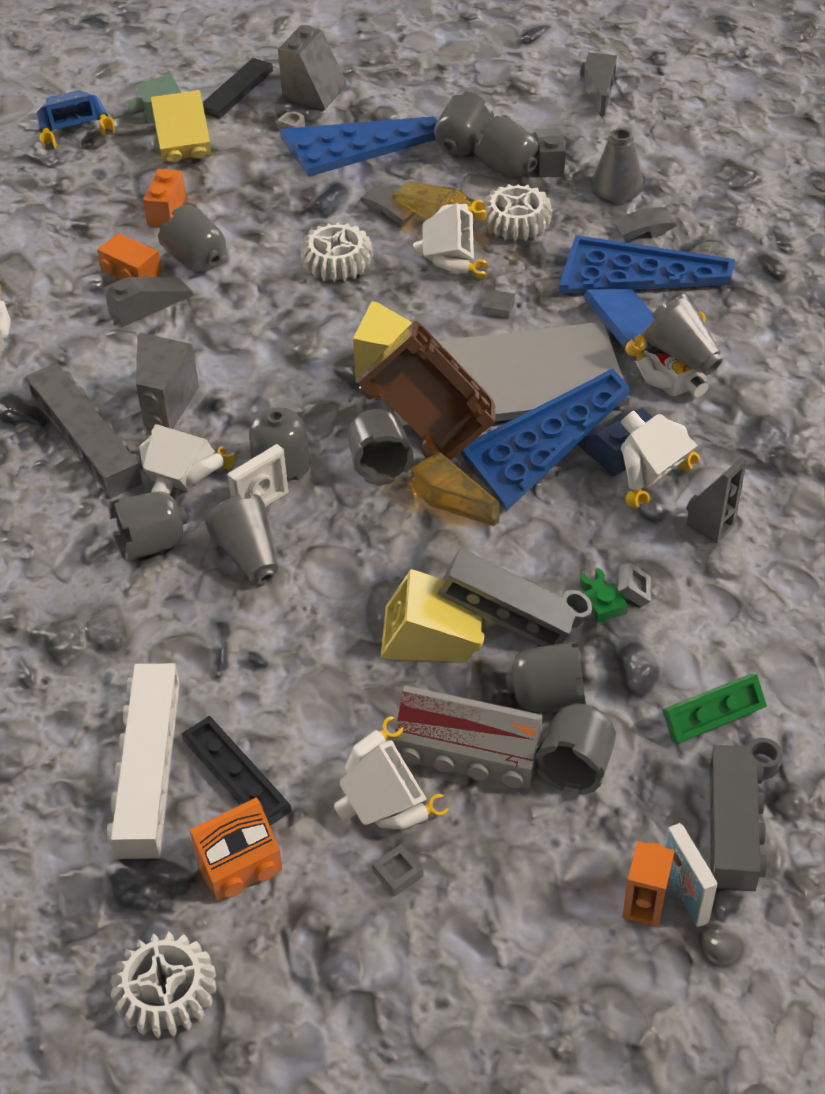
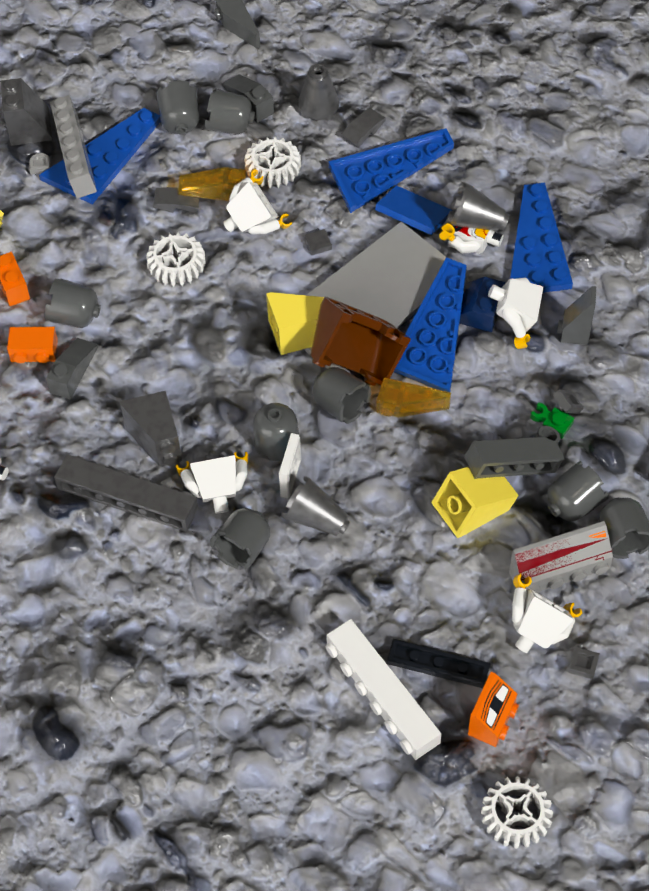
camera: 35 degrees left, 10 degrees up
(326, 113) = (73, 147): none -> light grey brick
(746, 414) = (538, 243): none -> blue wing

